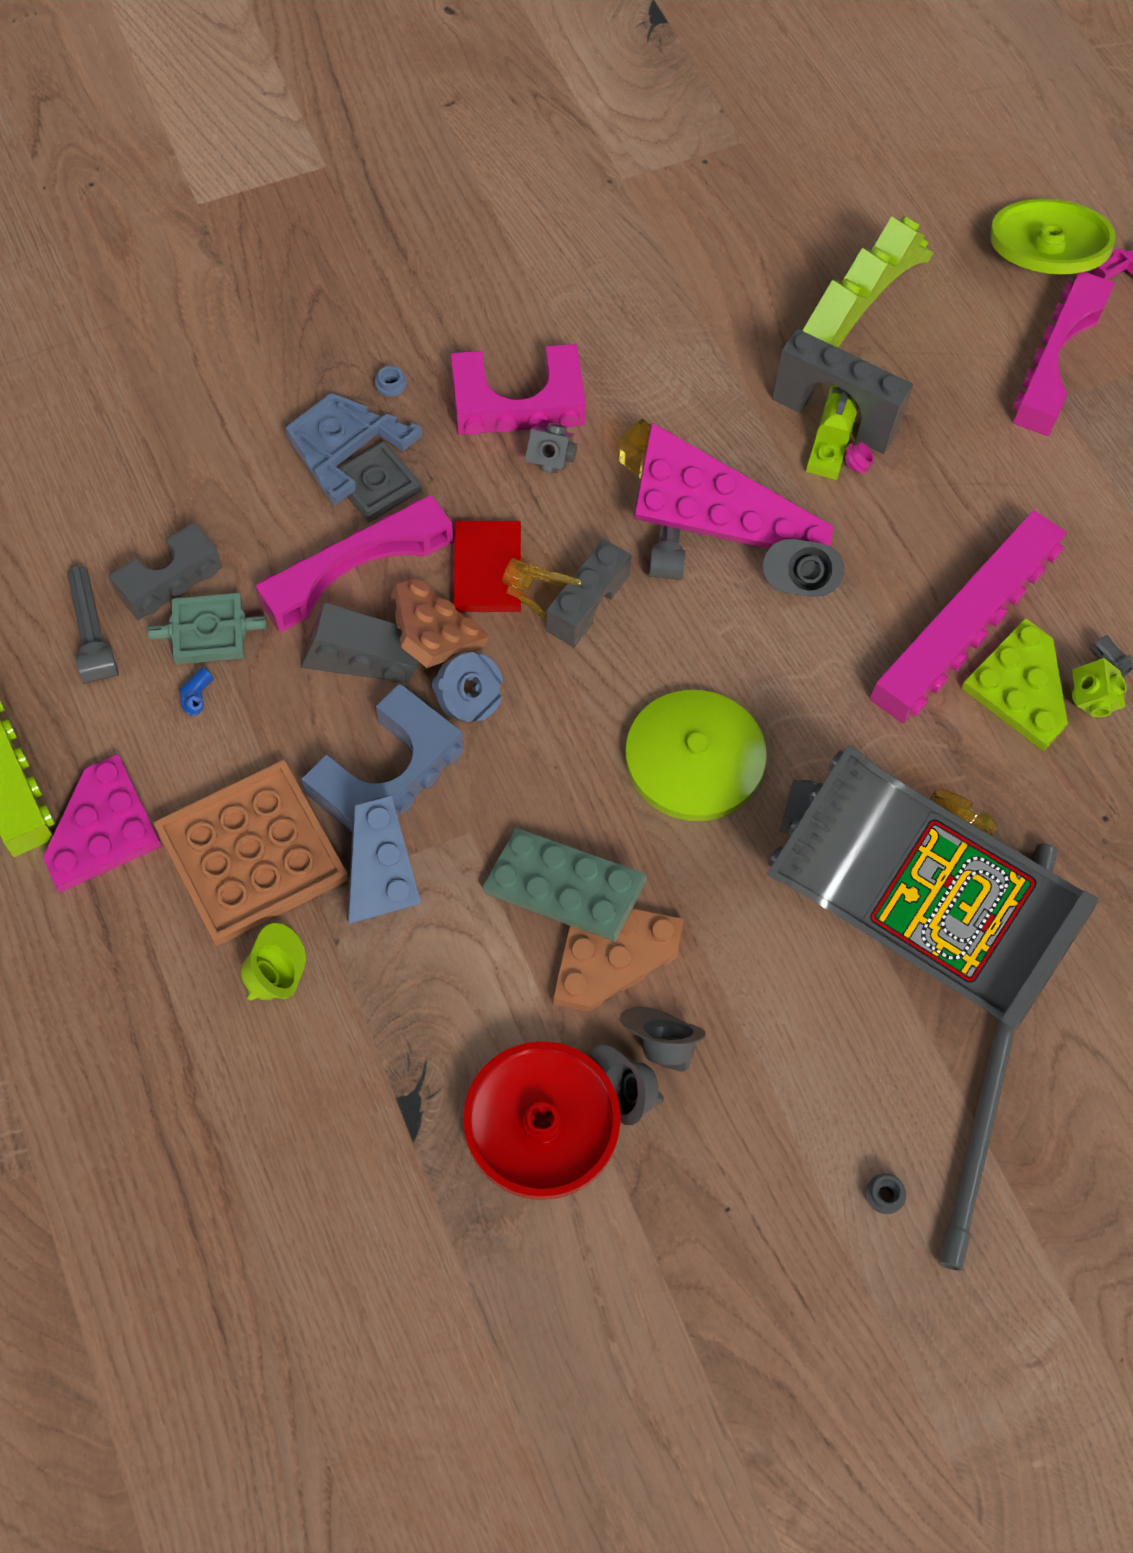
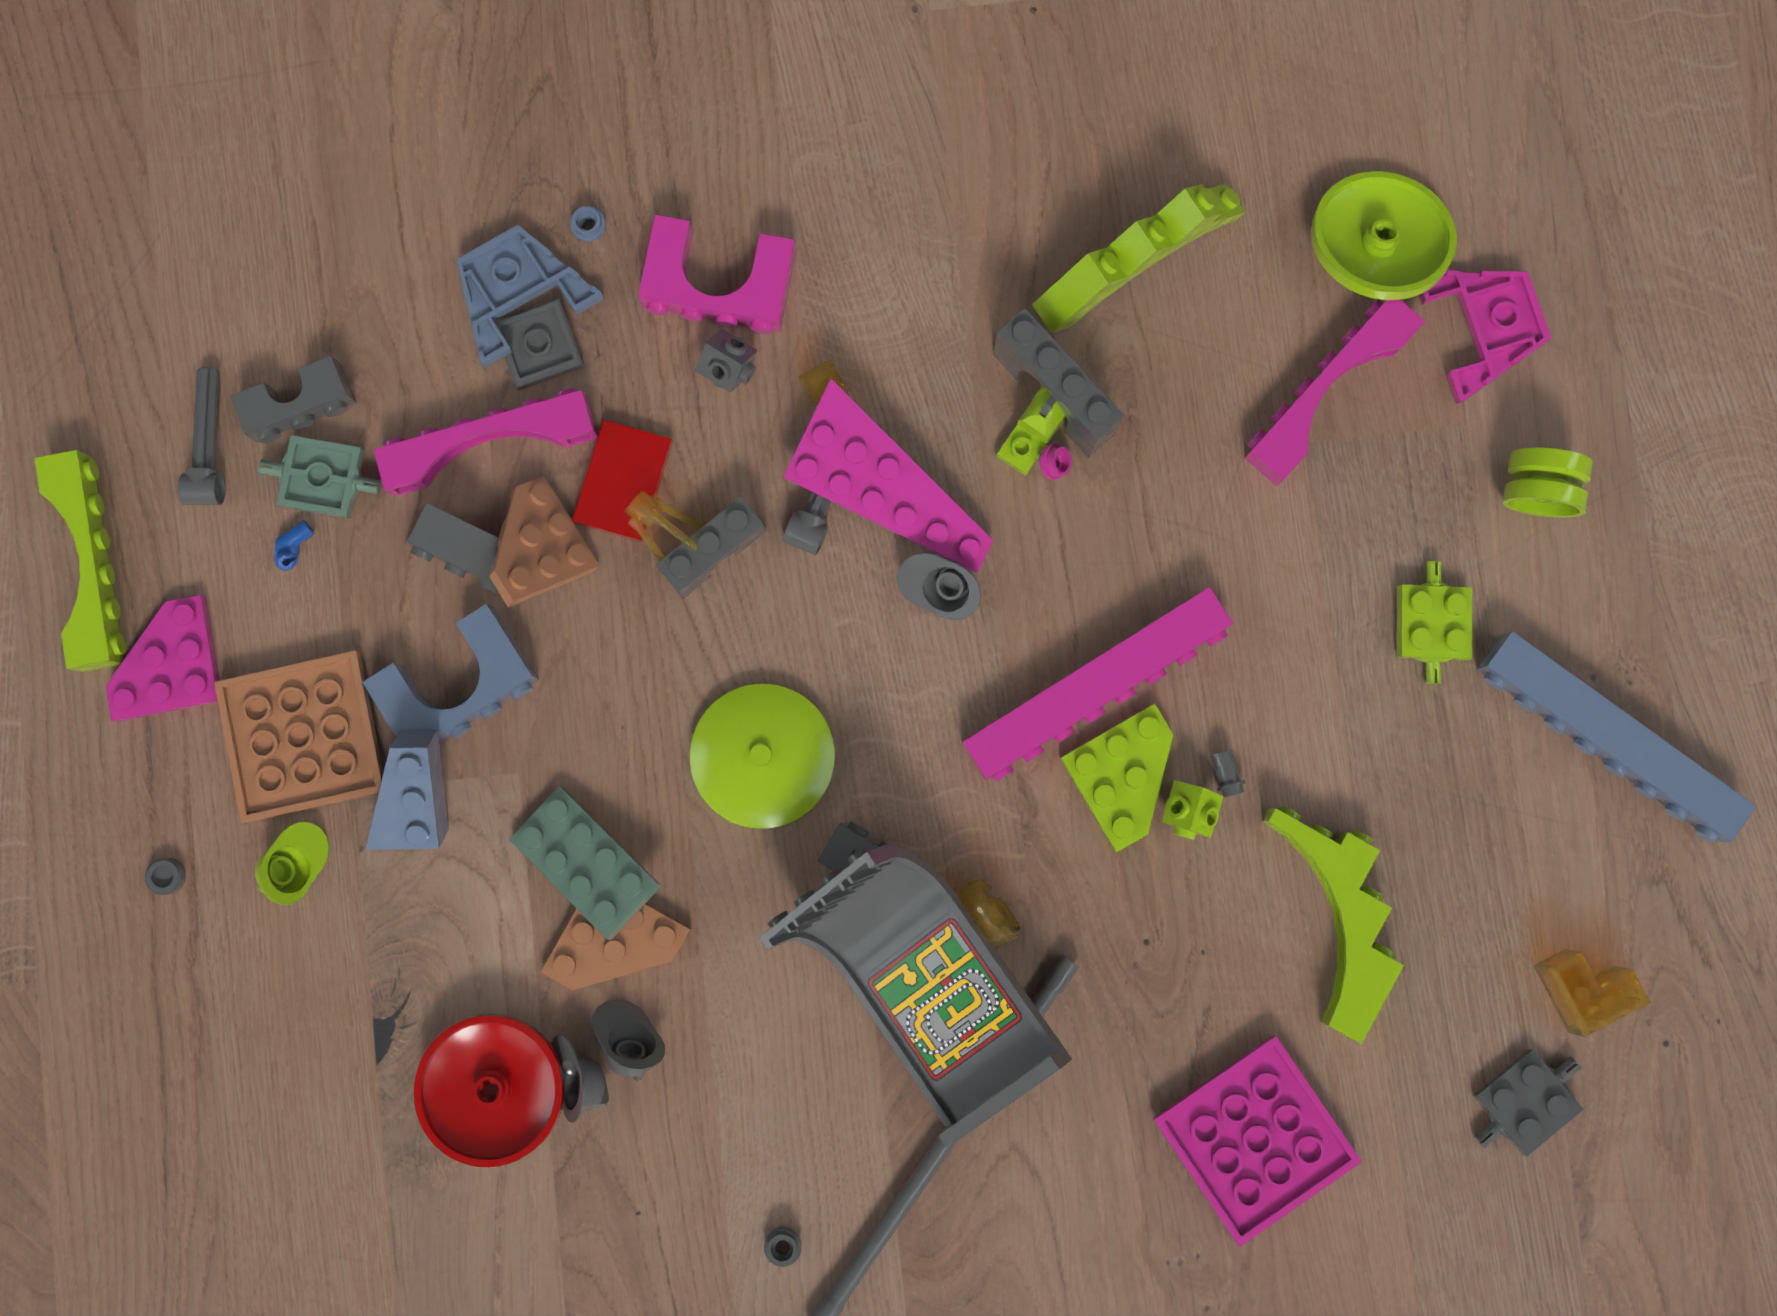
camera: 25 degrees right, 20 degrees up
(145, 1019) = (165, 876): none -> dark grey tile
(450, 686) = (553, 605): sand blue plate -> none

